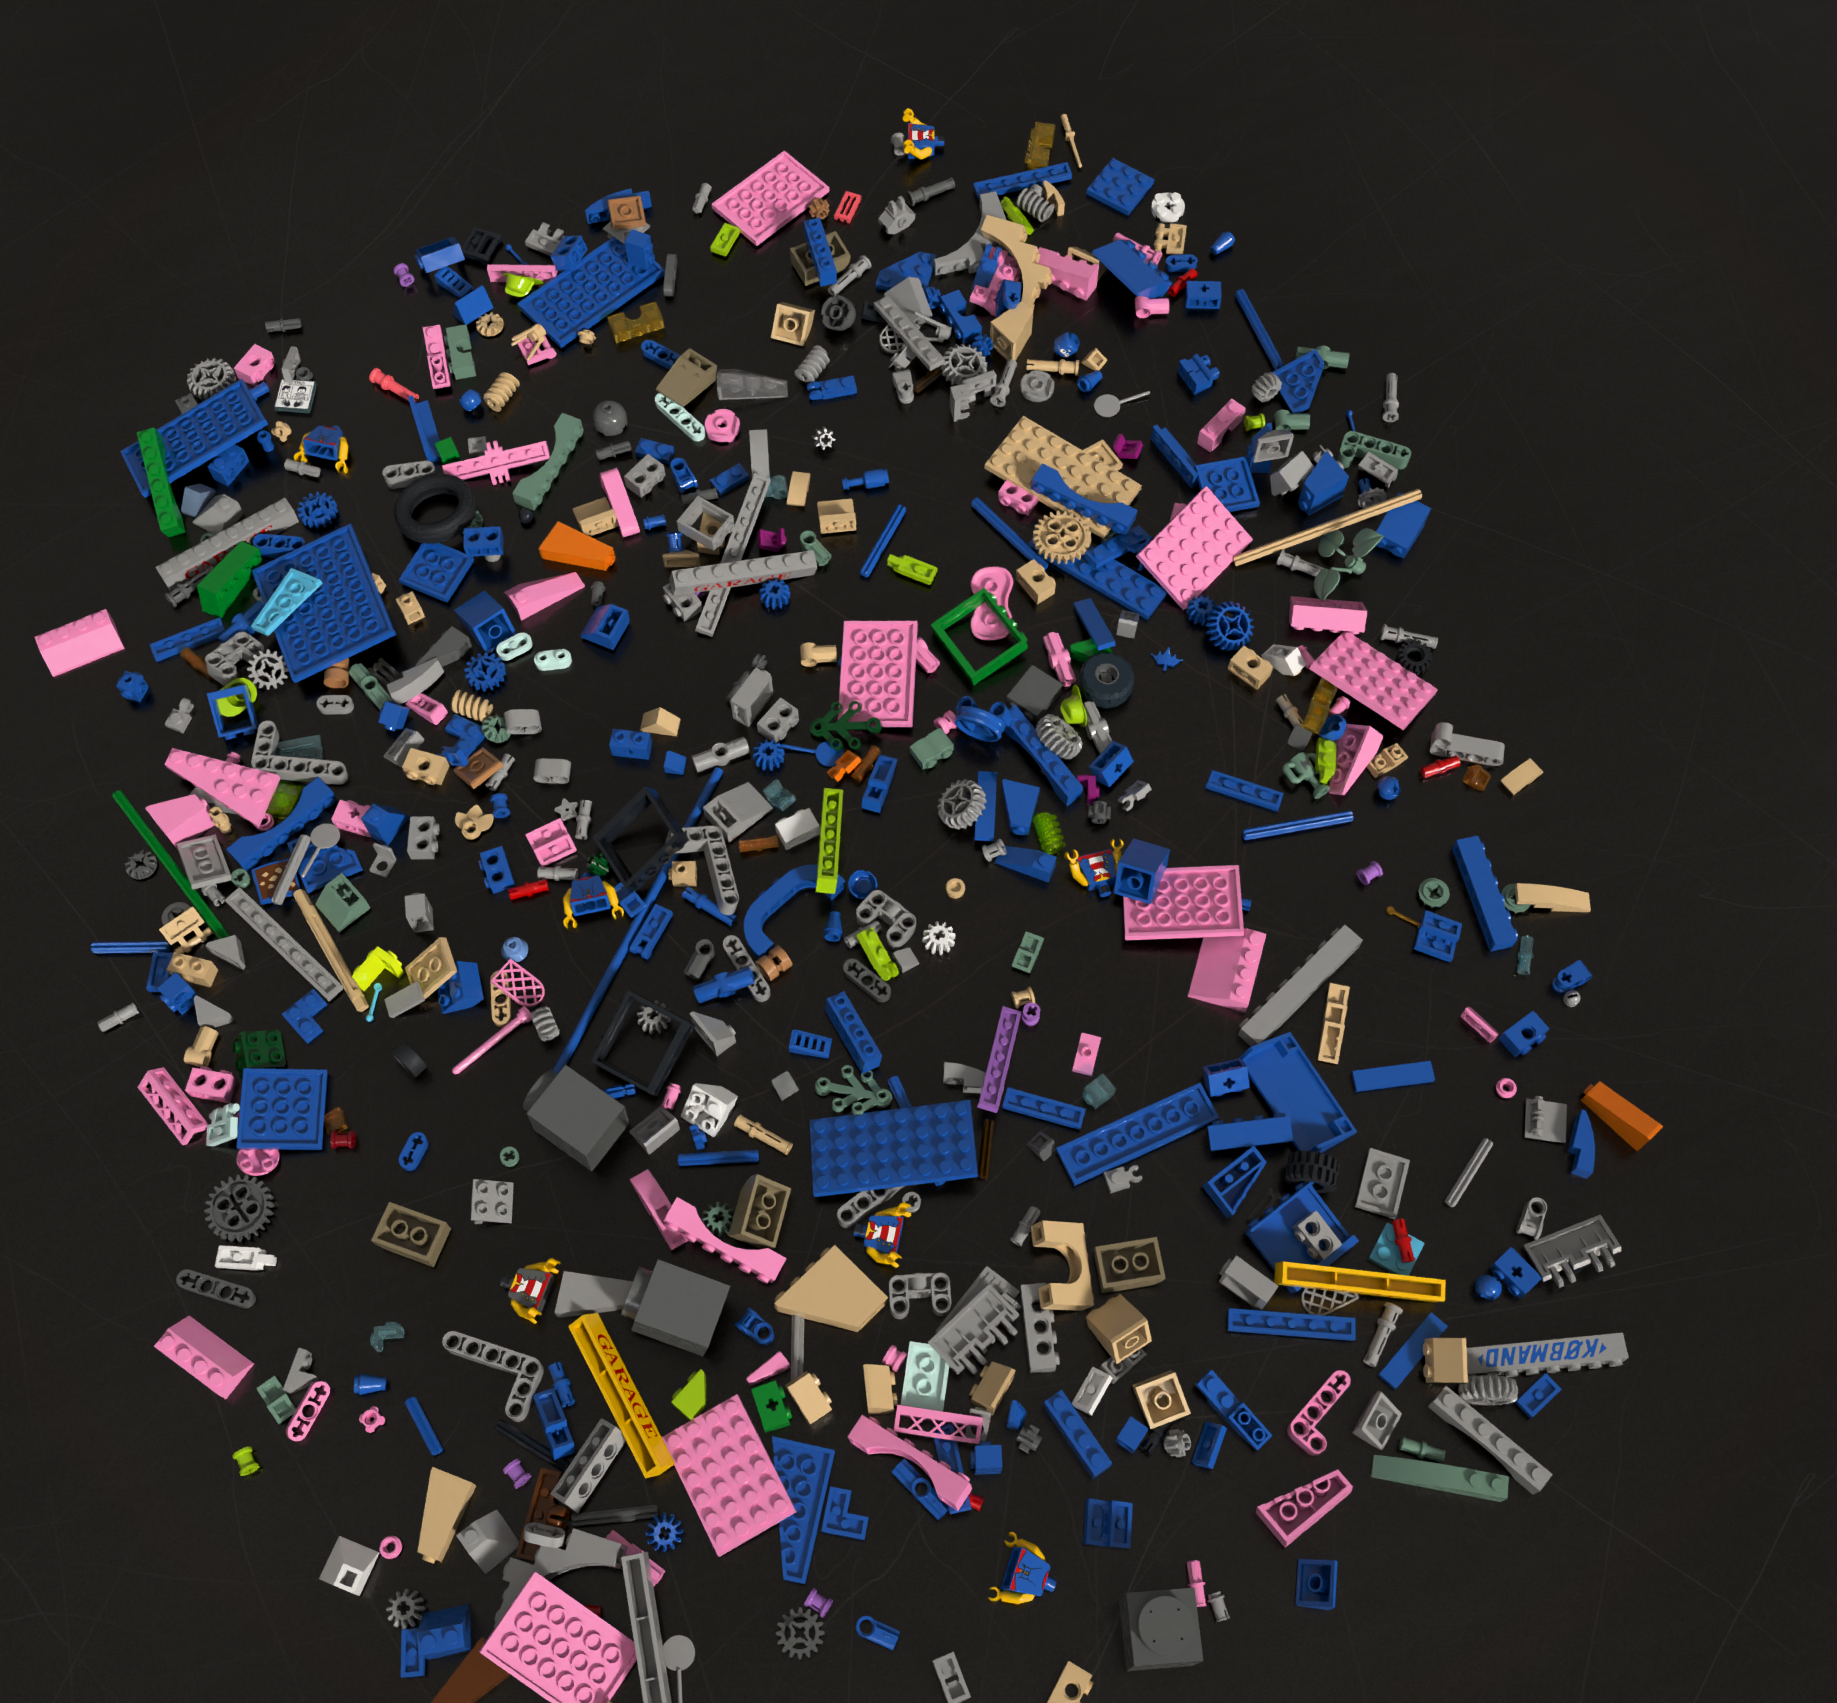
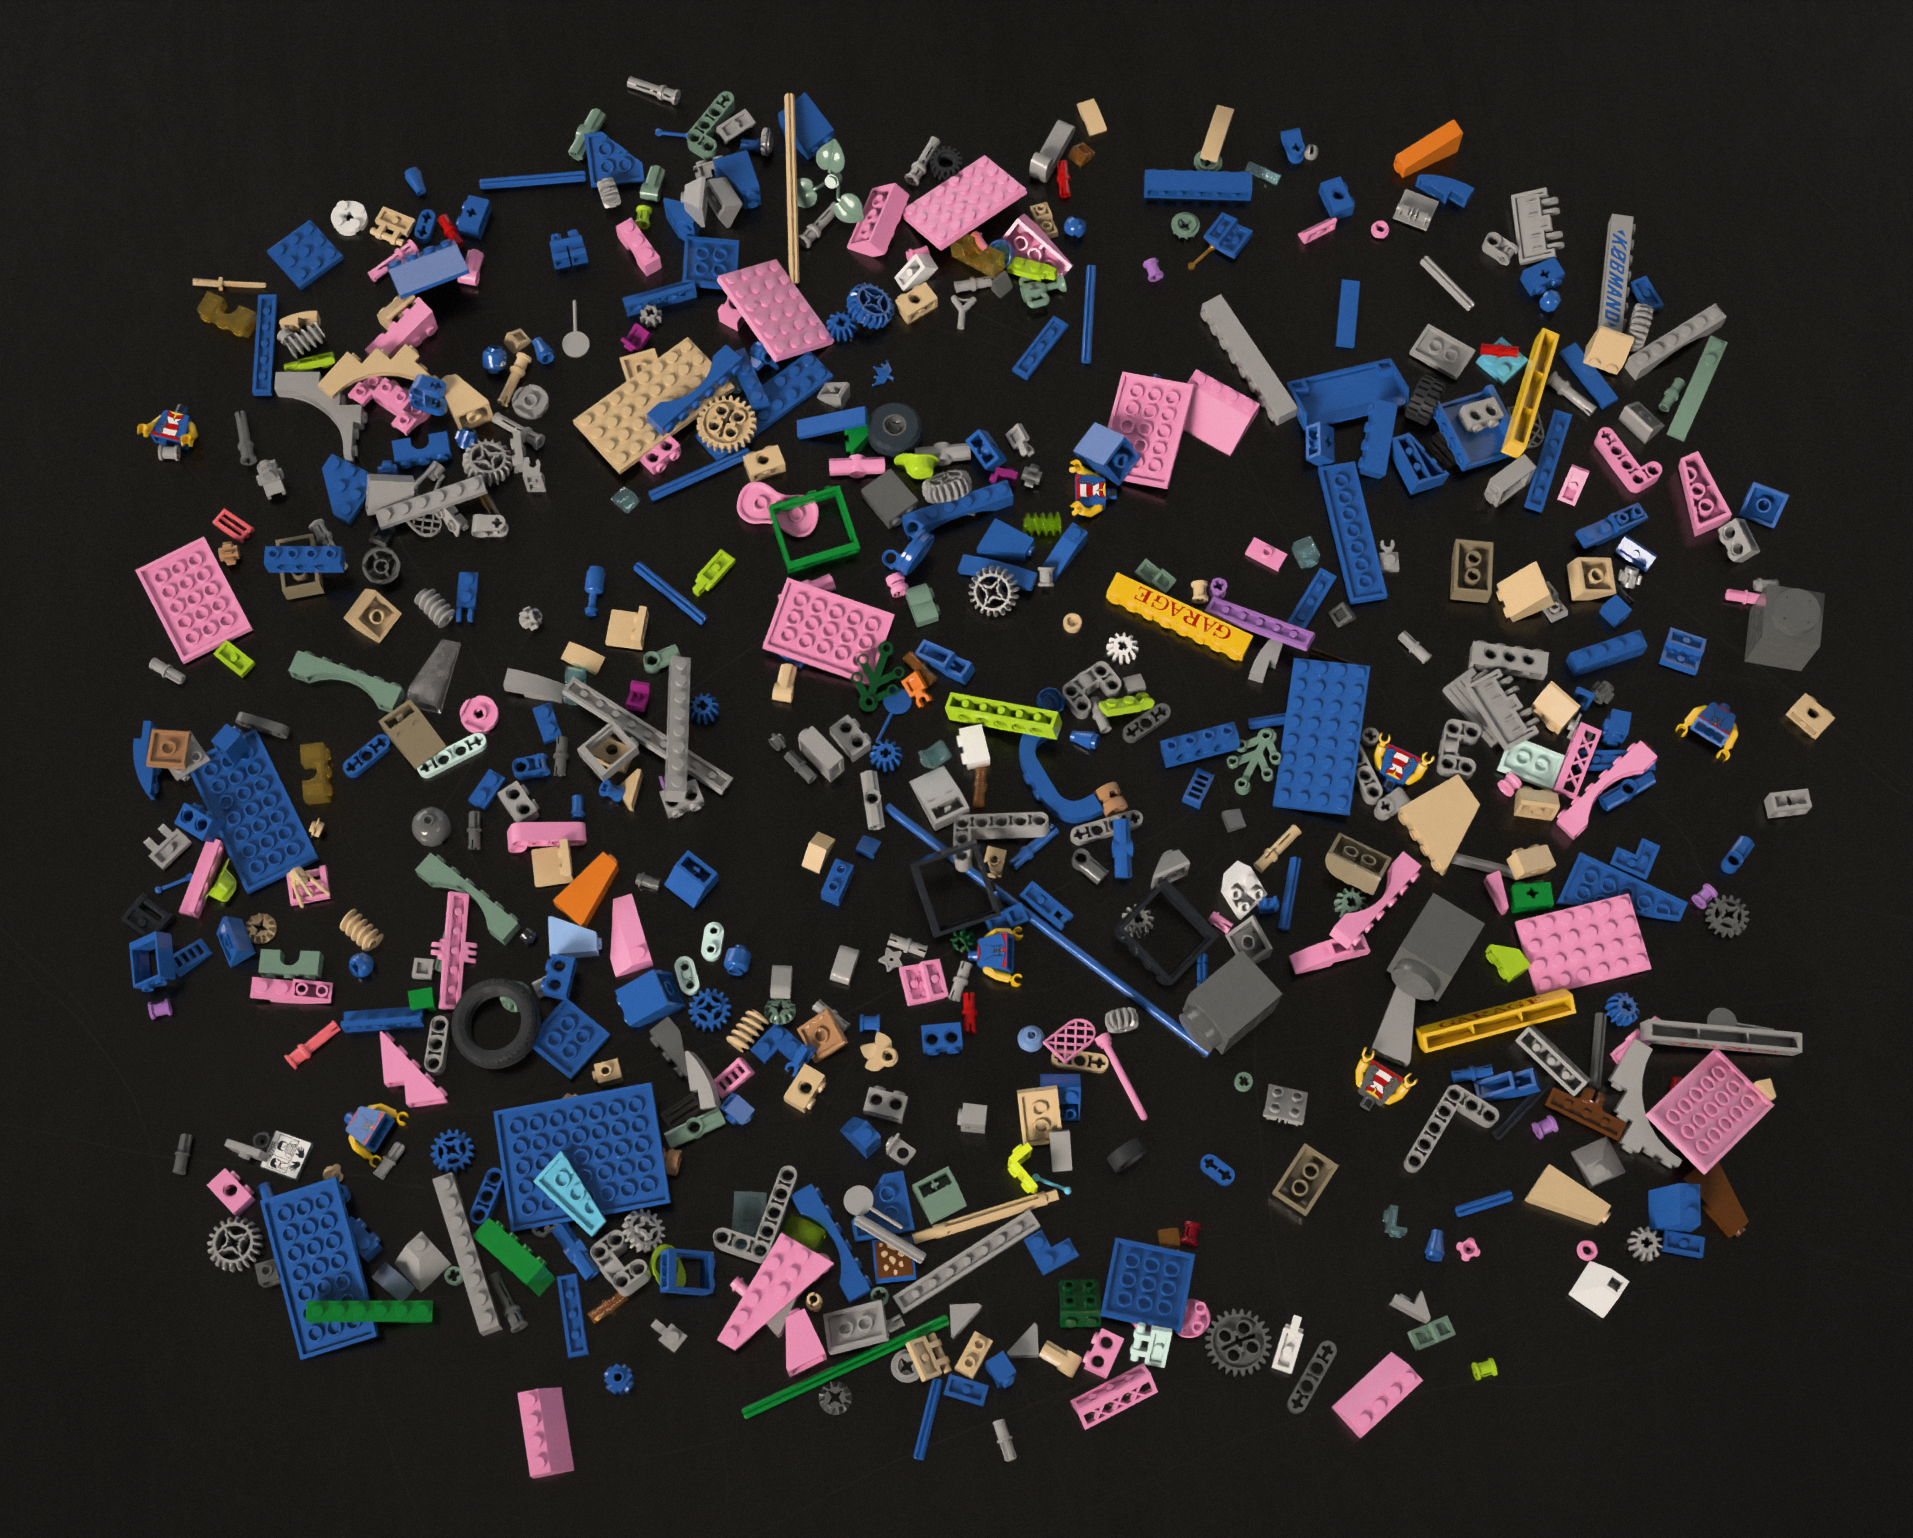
camera: 75 degrees left, 5 degrees up
(298, 1413) = (1435, 1300): bright pink beam -> none
(335, 704) = (706, 1172): light grey beam -> none
(348, 817) = (844, 1178): bright pink brick -> none
(383, 452) = (401, 1071): none -> bright pink slope
(399, 750) = (772, 1109): light grey slope -> none
(526, 545) = (572, 940): none -> light blue slope
(536, 681) = (737, 960): none -> blue head
(544, 1535) = (1609, 1107): light grey beam -> none
(721, 348) = (311, 669): none -> sand green arch
(752, 1325) = (1455, 894): blue piece -> none
(842, 1240) = (1392, 803): none -> light grey piece
(964, 483) = (625, 499): none -> clear light blue slope
(987, 268) = (375, 408): blue hinge -> none
(988, 986) = (1179, 616): none -> yellow brick
(1070, 1241) = (1482, 618): tan arch -> none
(1092, 1390) = (1571, 631): white plate -> none
(1154, 453) = (651, 316): none -> light grey gear
(1260, 711) = (962, 309): none -> light grey piece
(1261, 1561) = (1742, 537): none -> light grey brick
(1268, 1357) = (1573, 485): none -> bright pink slope
(1333, 1023) = (1288, 345): tan slope -> none

